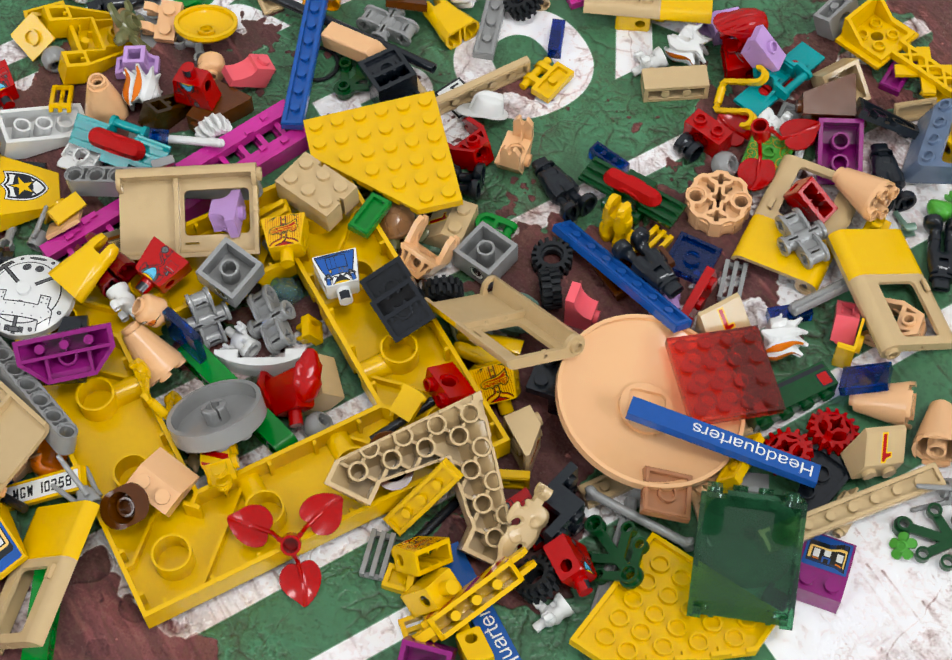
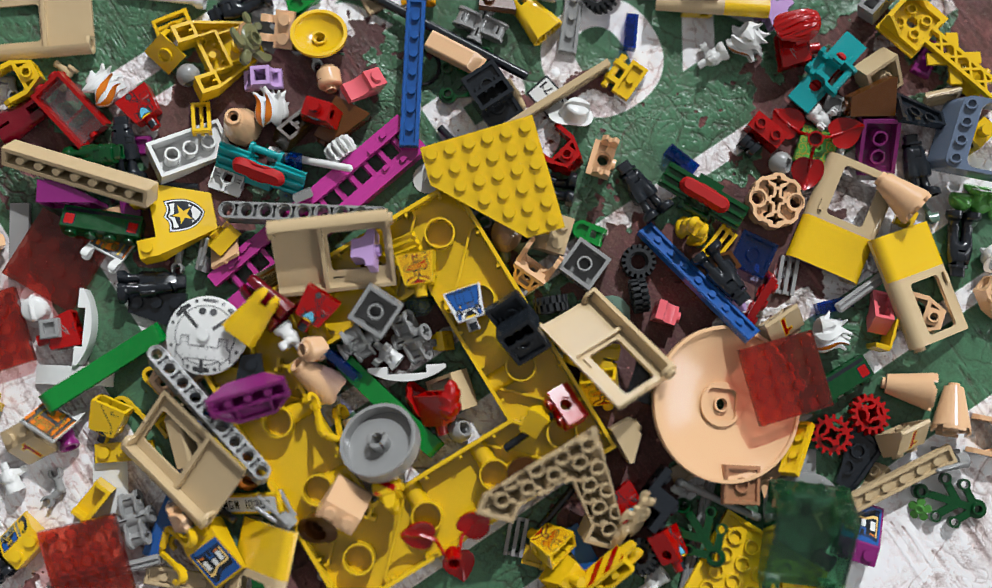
camera: 10 degrees left, 25 degrees up
(317, 191) = (439, 222): tan piece -> none
(369, 215) = (486, 241): green tile -> none
(423, 496) = (552, 501): yellow tile -> none
(515, 479) = (619, 469): yellow tile -> none
(674, 83) = (735, 77): tan brick -> none
(723, 442) = (785, 441): blue tile -> none
(741, 111) = (775, 86): yellow piece -> none
(763, 50) = (817, 55): lavender brick -> none
(802, 238) = (851, 247): light grey axle -> none
(810, 199) = (847, 196): red torso -> none
(865, 378) = (896, 369): clear blue tile -> none

